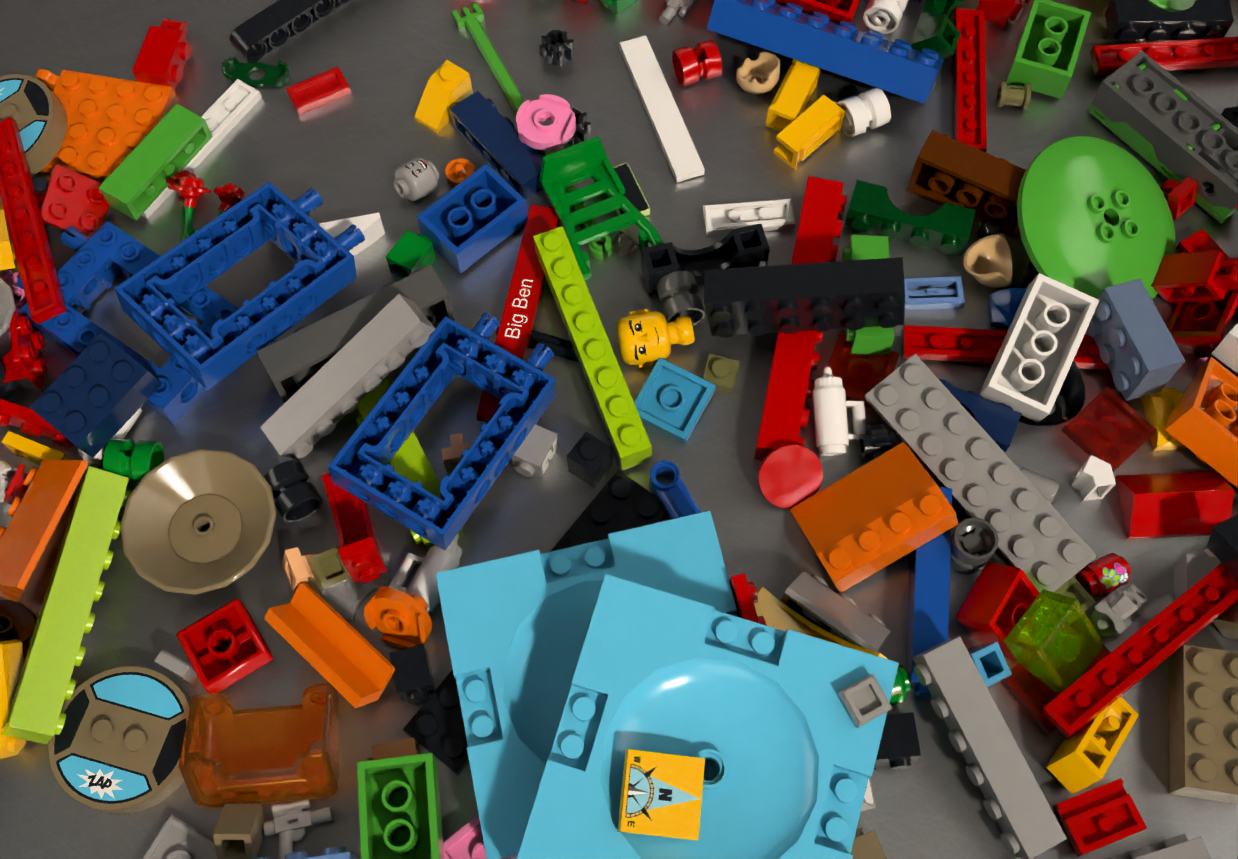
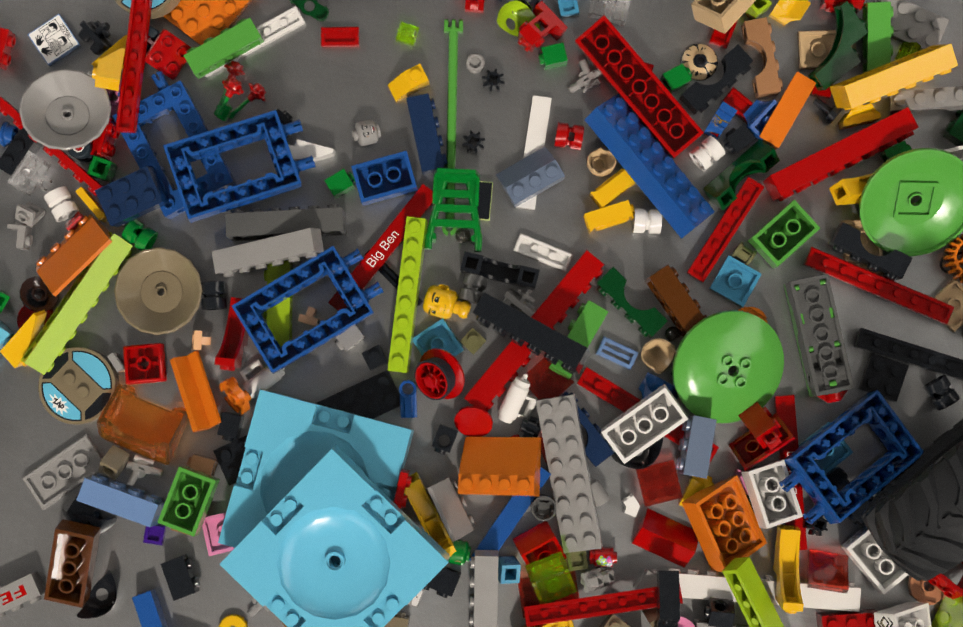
camera: 30 degrees right, 20 degrees up
(28, 386) = (102, 169): none -> green brick
(328, 568) = (210, 349): olive plate -> none
(410, 48) = (407, 34): none -> clear neon green tile
(458, 171) = (394, 139): orange tile -> none
(520, 43) = (475, 63): none -> light grey tile
(546, 137) = (443, 139): bright pink plate -> none
(661, 795) = (304, 564): yellow tile -> none
(677, 128) = (530, 176): none -> sand blue slope
(703, 429) = (439, 375): none -> red piece
(765, 511) = (444, 430): none -> black brick
(864, 700) = (421, 571): light grey tile -> none
(1023, 130) = (735, 281): none -> dark azure plate
(1179, 195) = (793, 369): red tile -> none

